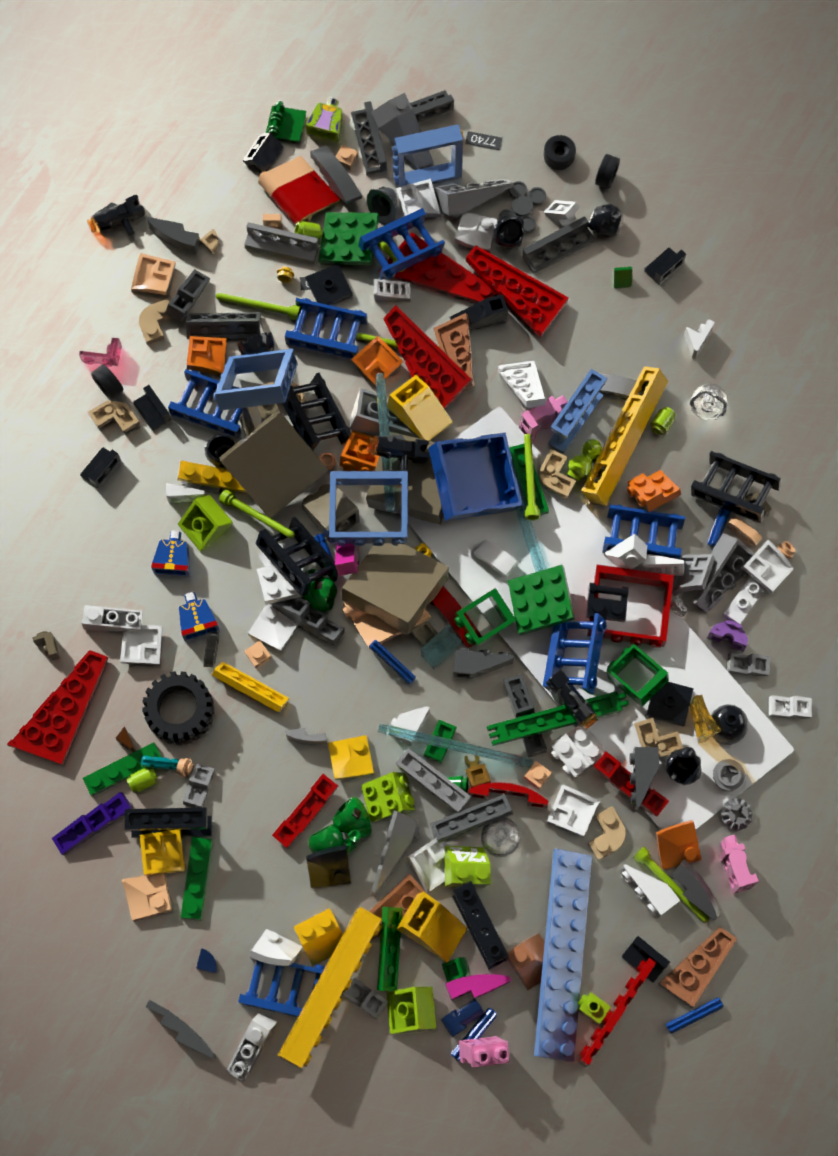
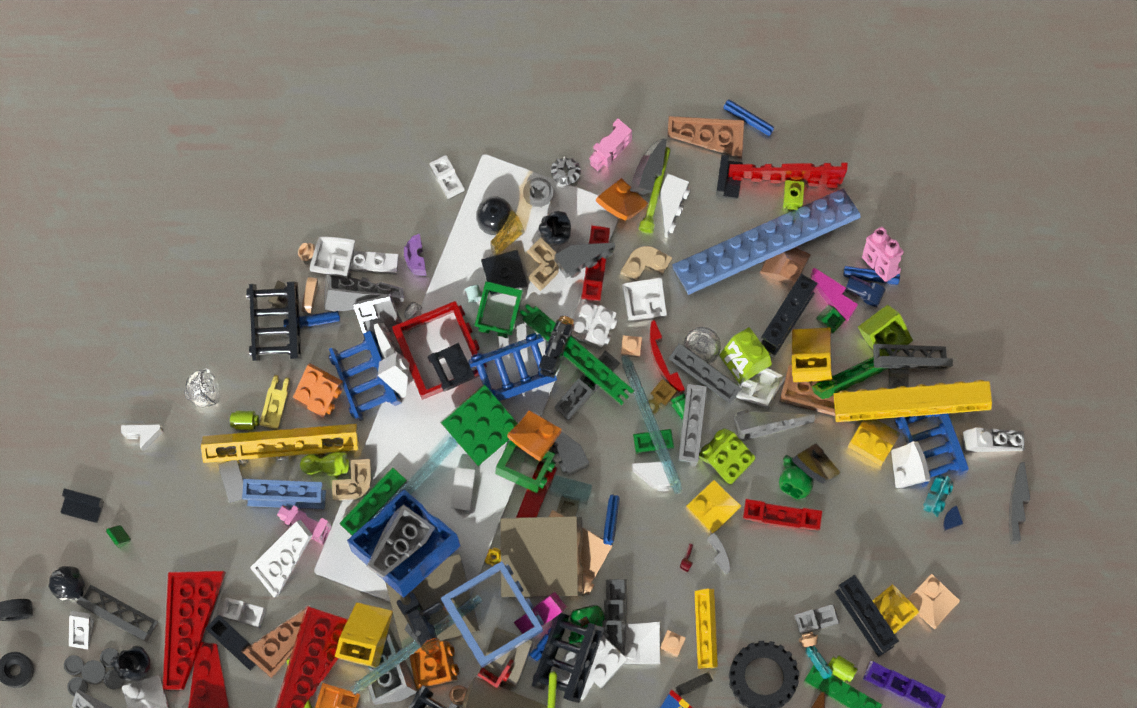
camera: 120 degrees left, 5 degrees up
(196, 879) = (895, 569): green plate -> none
(229, 955) = (936, 503): none -> teal hinge
(317, 704) = (685, 563): none -> dark red hand
(318, 489) = (495, 681): none -> red bracket
(353, 819) = (765, 470): green piece -> none
(369, 1008) = (911, 361): none -> dark grey fence
(478, 472) = (399, 540): none -> light grey wedge
(502, 336) = (243, 612): none -> white slope
(504, 636) = (534, 435): none -> orange plate
(532, 511) = (403, 479): lime piece -> none
(663, 453) = (274, 404): none -> light yellow hinge
(665, 663) = (473, 293): none -> light aqua axle
(748, 664) = (429, 229): light grey slope -> none

